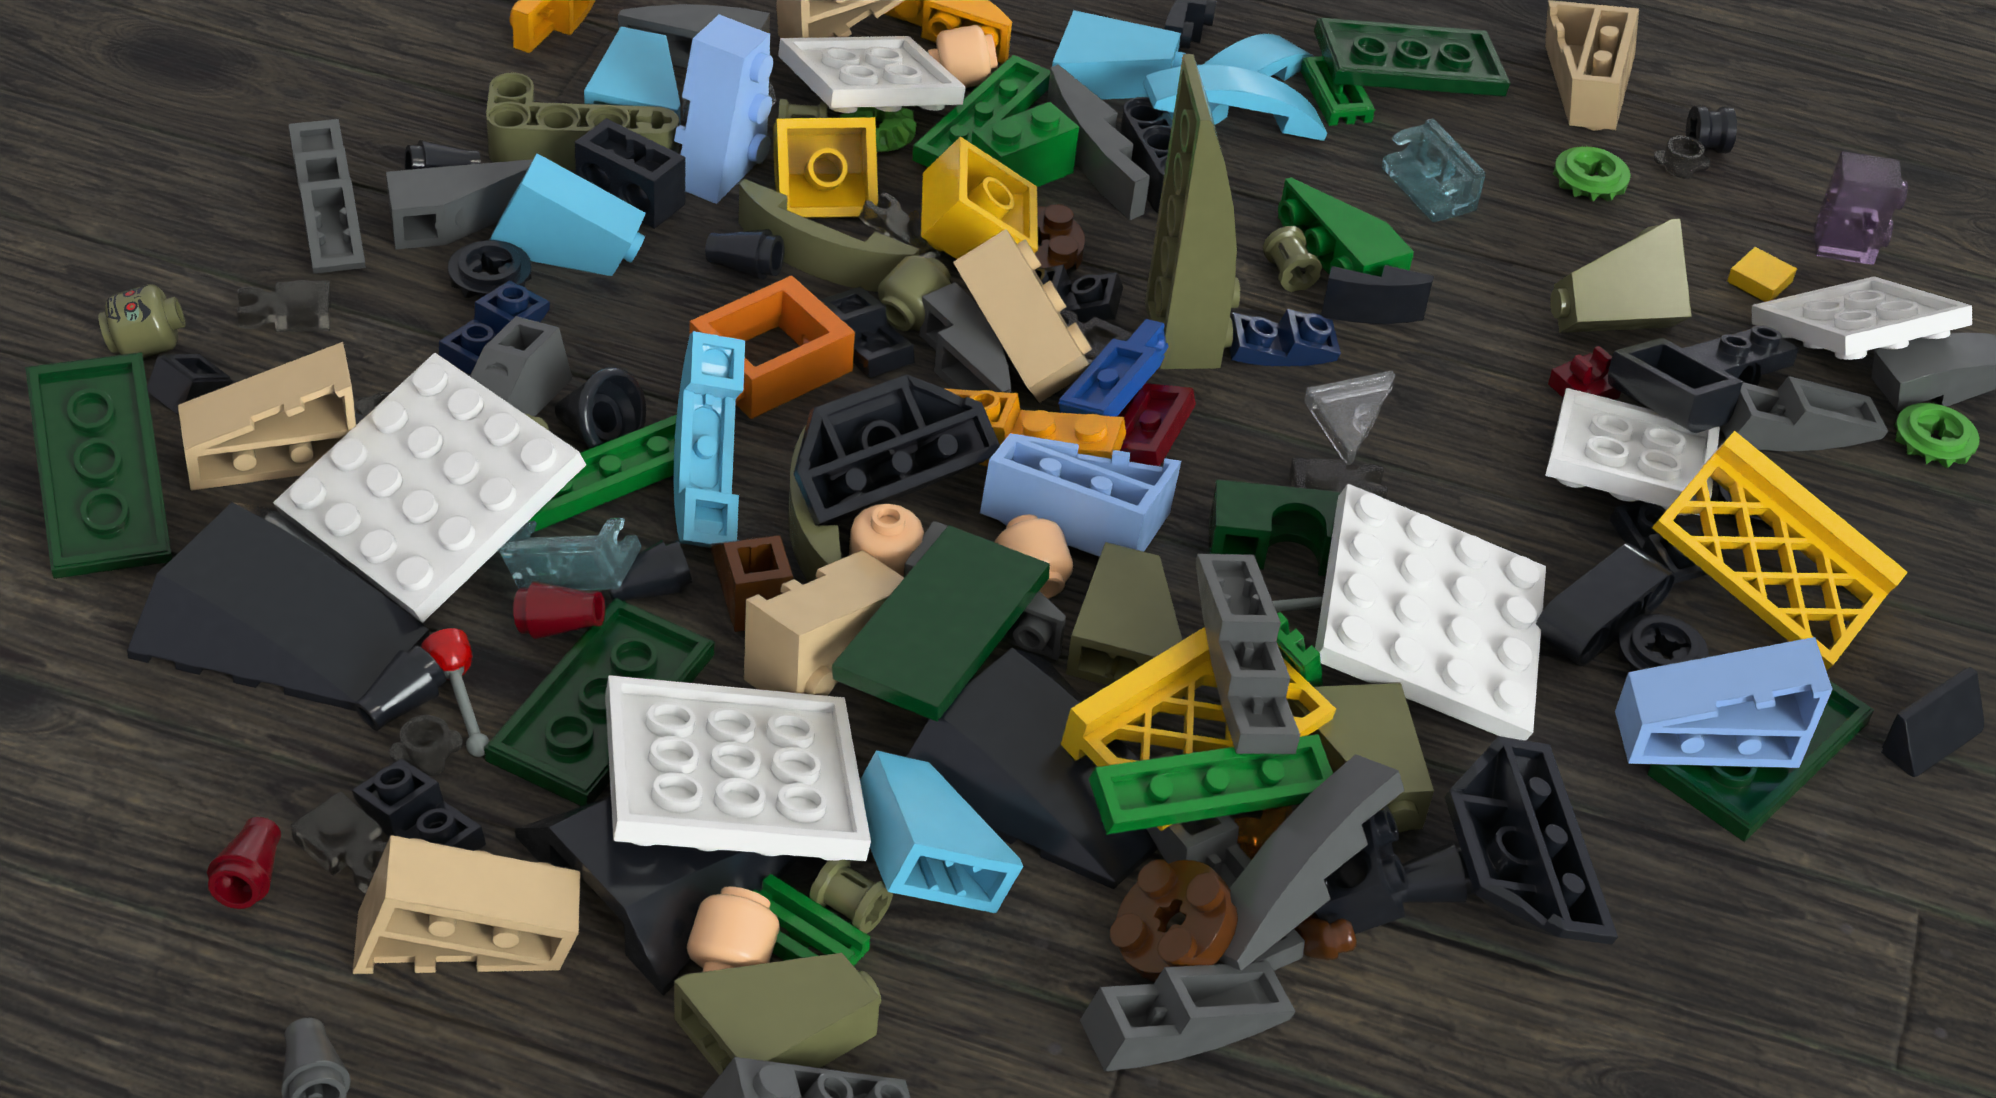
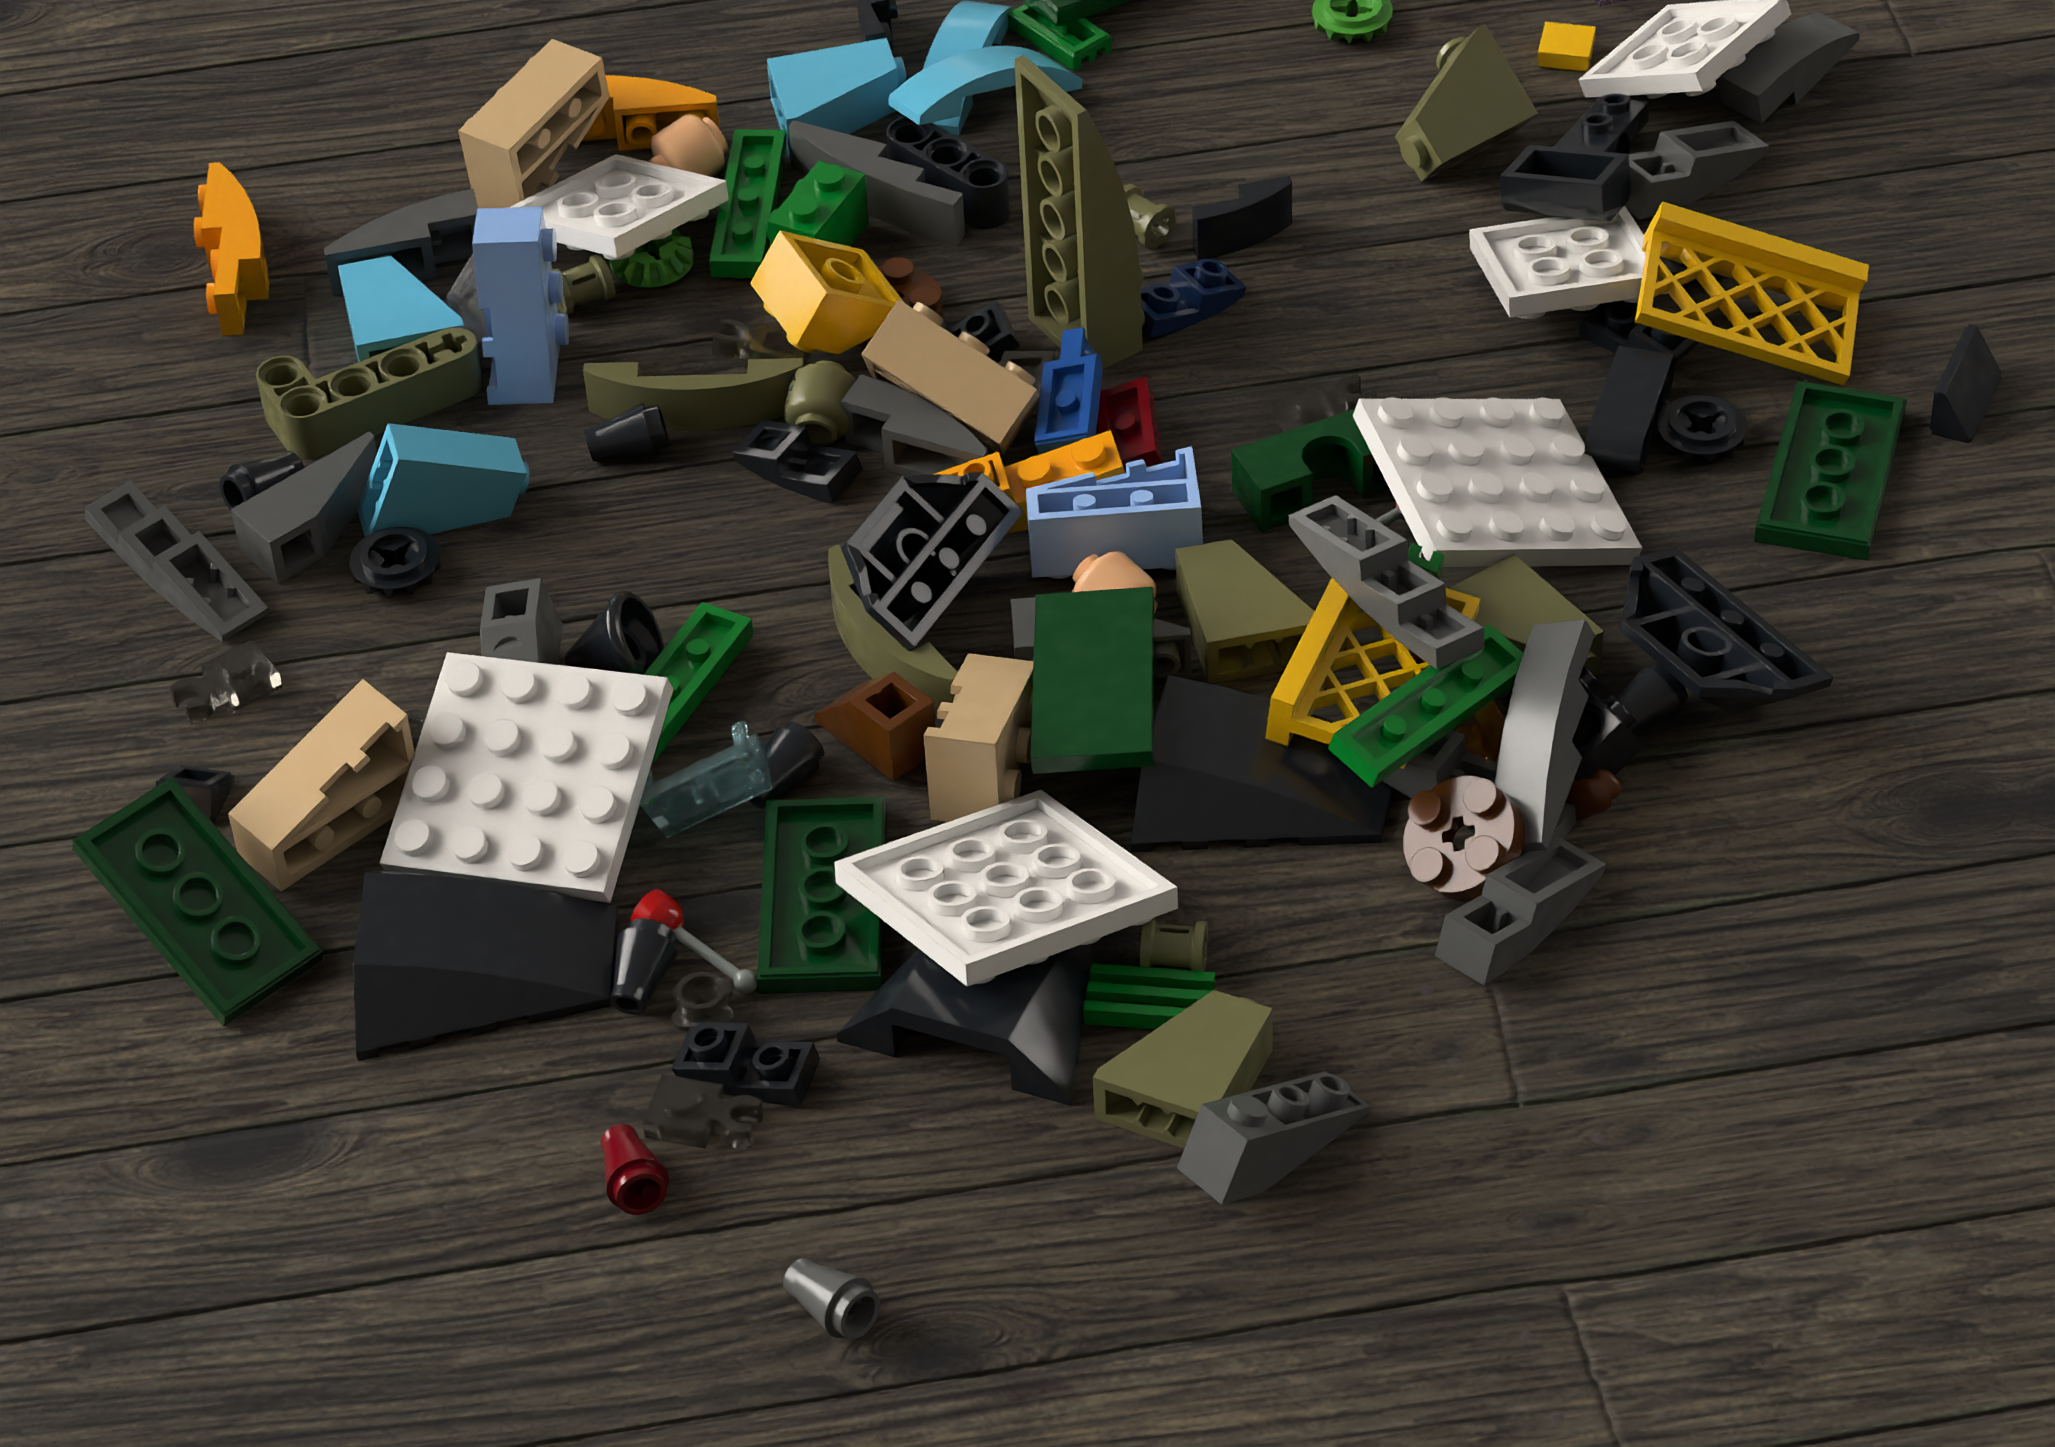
camera: 20 degrees left, 0 degrees up
(141, 321) = (108, 759): olive head -> none
(465, 907) = (858, 1109): tan wedge -> none
(491, 316) = (449, 611): dark blue slope -> none
(555, 609) = (728, 832): dark red cone -> none
(632, 170) = (466, 398): black brick -> none
(705, 440) = (743, 623): medium azure slope -> none
(733, 930) = (1104, 1019): light nougat head -> none
(822, 338) = (736, 473): orange window -> none
(826, 165) = (643, 317): yellow slope -> none
(887, 534) = (977, 628): light nougat head -> none
(931, 838) = (1217, 867): medium azure slope -> none
(1340, 232) = (1181, 171): green slope -> none
(1349, 409) = (1288, 336): clear tile -> none
(1435, 172) = (1211, 74): clear light blue hinge -> none
(1585, 374) = (1476, 210): dark red tile -> none
(1726, 708) = (1797, 449): light blue wedge -> none
(1957, 433) = (1827, 123): bright green gear -> none

